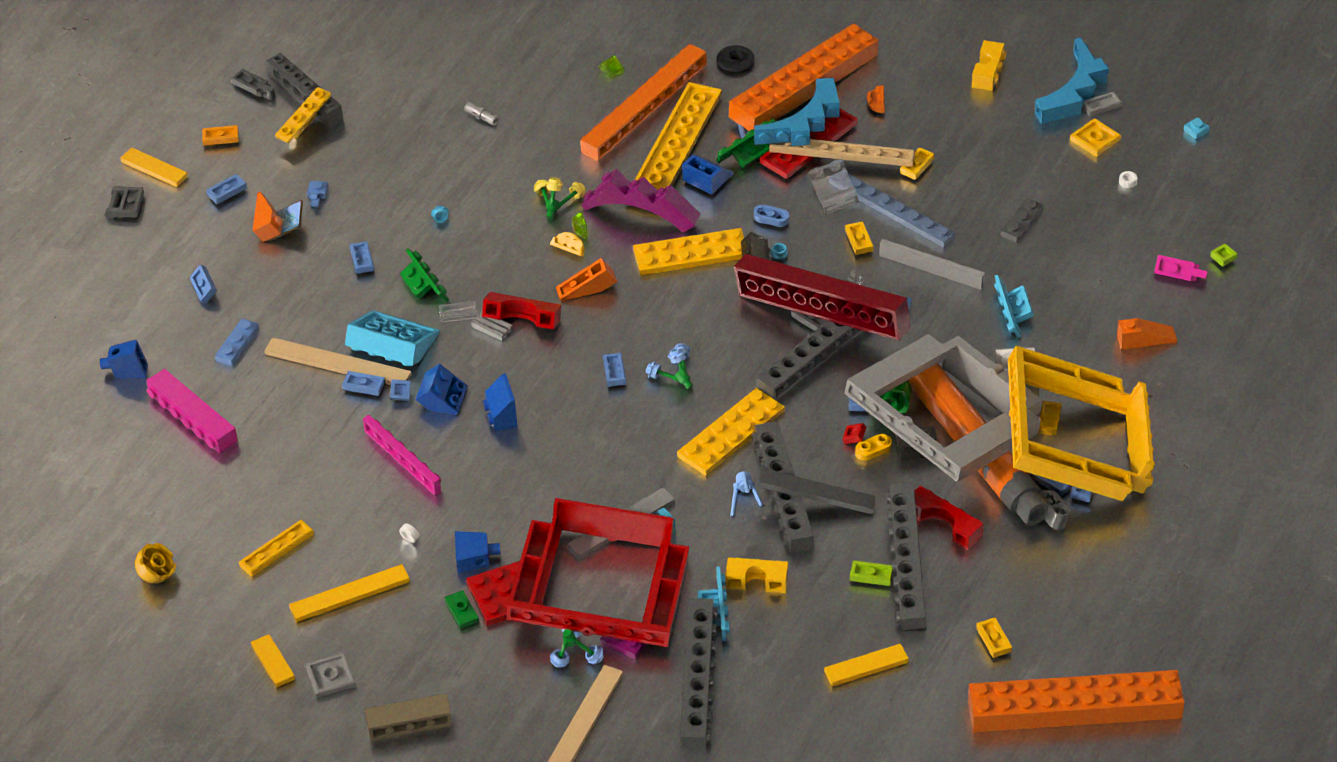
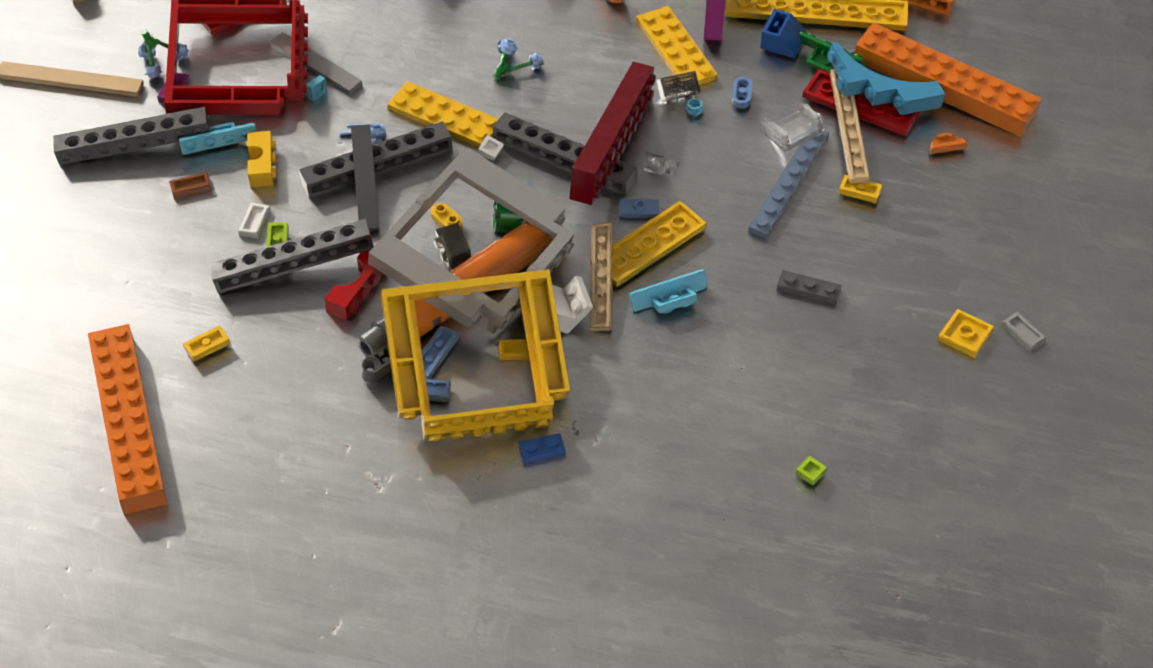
camera: 75 degrees right, 5 degrees up
(614, 369) = (501, 22): medium blue plate -> none
(725, 62) = (973, 36): black wheel -> none
(772, 638) = (190, 185): none -> dark orange tile
(793, 400) = (490, 148): none -> white plate
(836, 591) = (254, 220): none -> white tile
(854, 433) = (458, 199): red tile -> none
(859, 238) = (732, 161): yellow plate -> none
(866, 665) = (164, 256): yellow tile -> none
(931, 264) = (711, 221): light grey tile -> none
(945, 308) = (654, 241): none -> yellow plate
(983, 343) = (601, 277): none -> tan tile
(986, 72) = (1023, 225): yellow arch -> none
(1081, 87) = (1038, 306): dark azure arch -> none
(1128, 179) = (907, 370): white tile -> none
(1143, 333) = (662, 412): orange slope -> none
(1165, 418) = (541, 448): none -> blue plate
(1179, 268) = (773, 432): dark pink hinge -> none
(1196, 128) = (1019, 423): medium azure plate -> none

